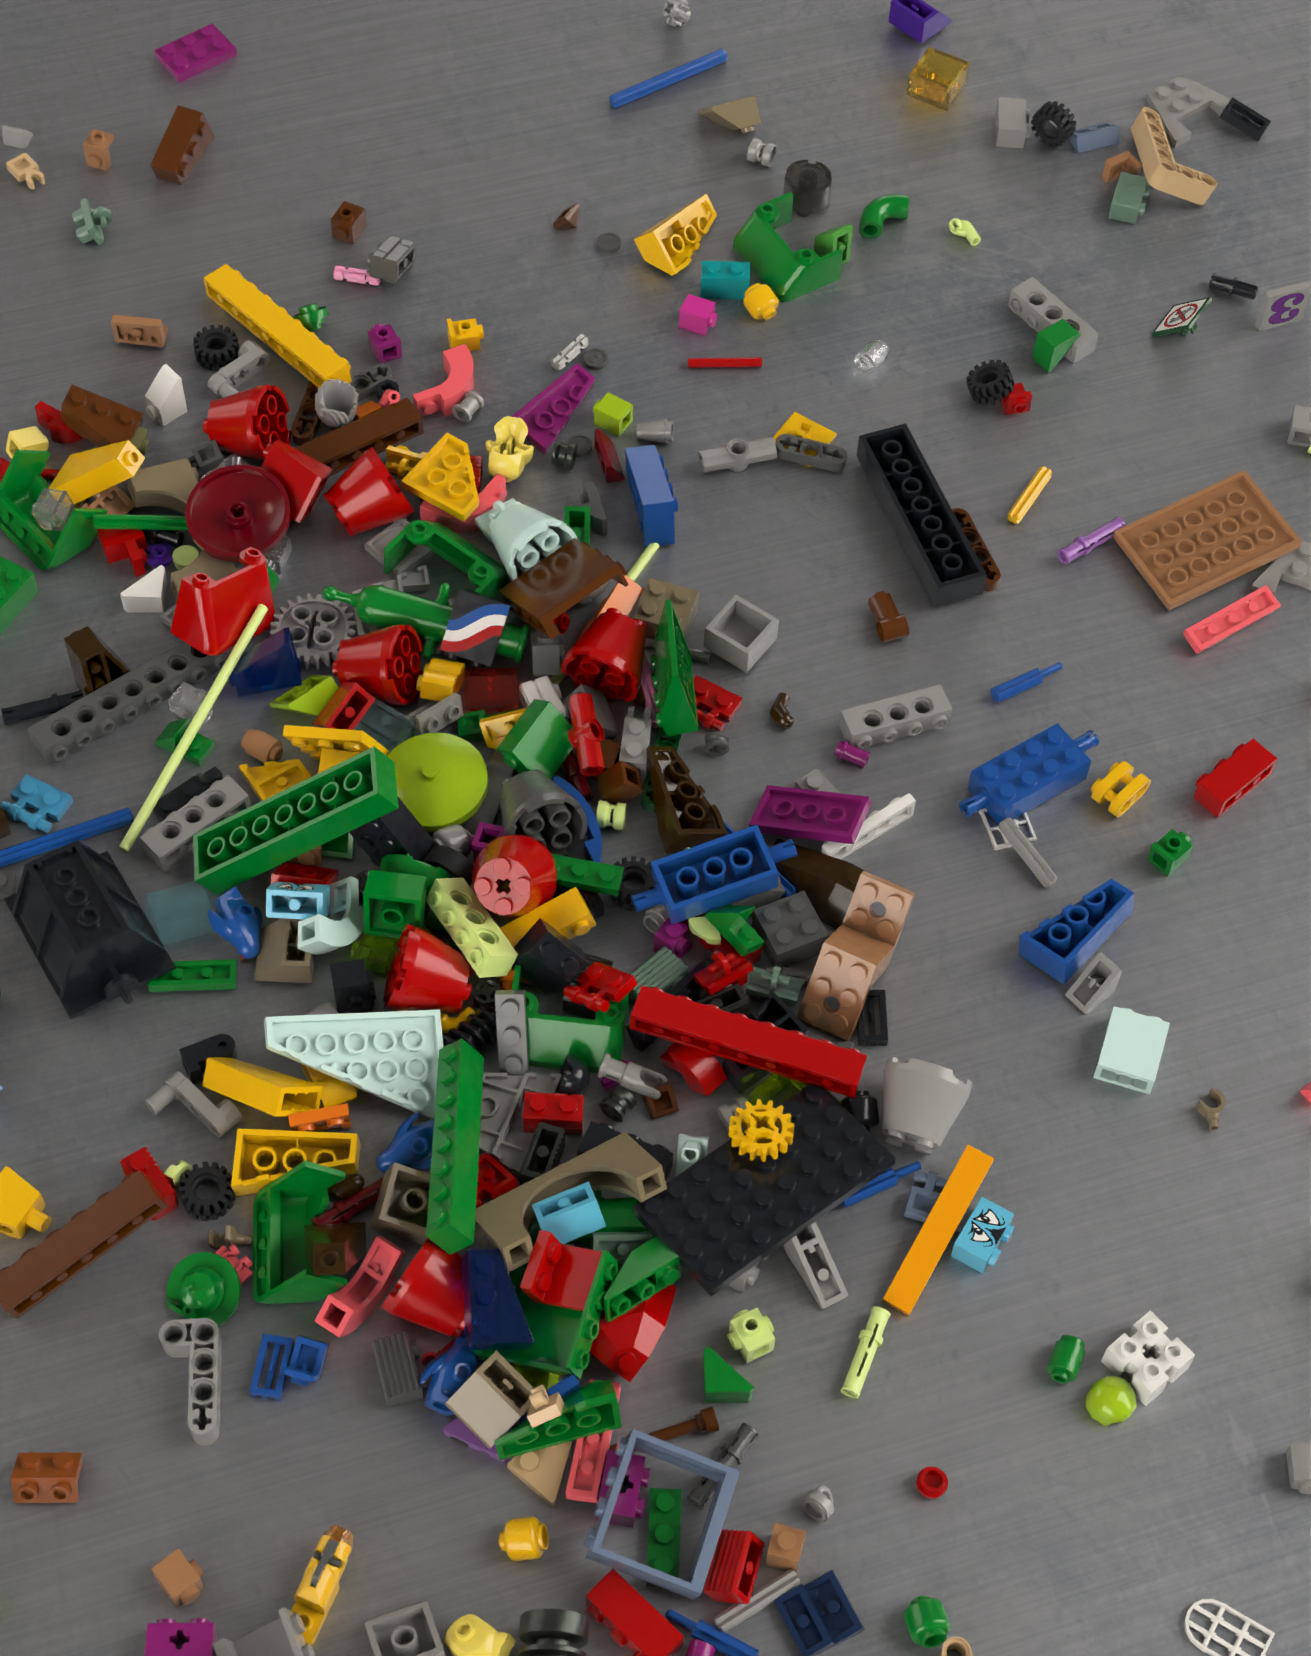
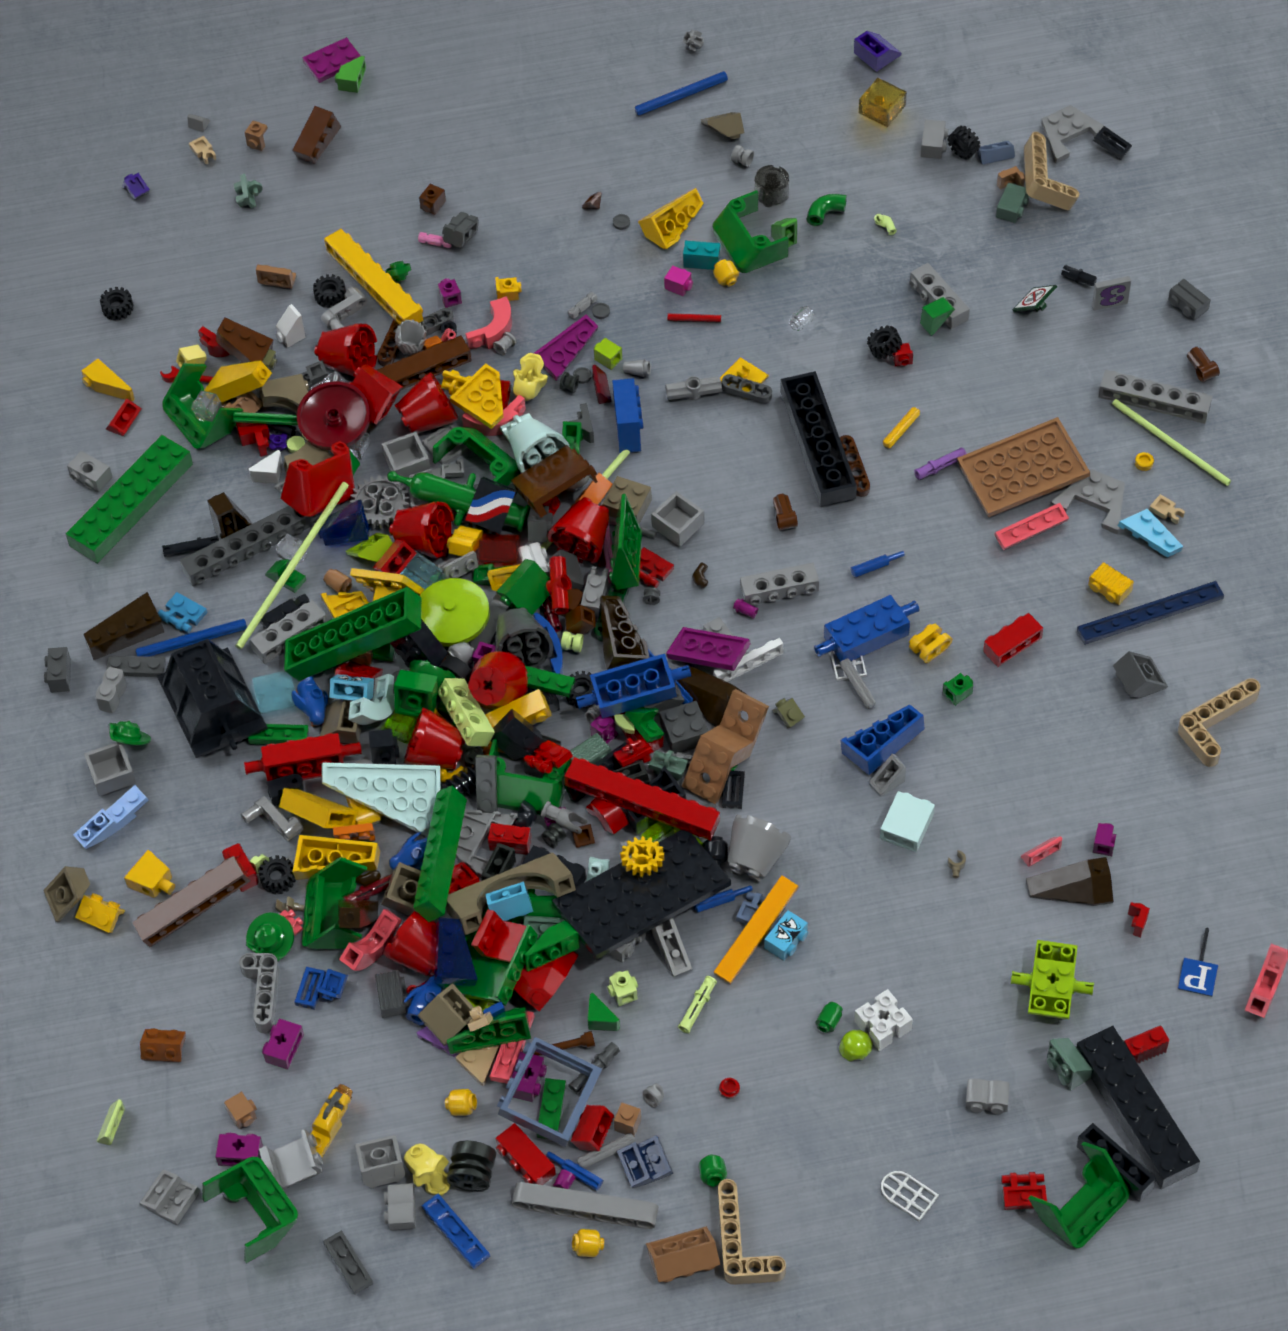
camera: 10 degrees right, 0 degrees up
(223, 70) = (351, 75): none -> bright green slope
(231, 1008) = (301, 756): none -> red brick
(236, 1480) = (283, 1043): none -> magenta brick
(345, 563) = (406, 455): none -> light grey piece
(935, 898) = (788, 711): none -> olive bracket

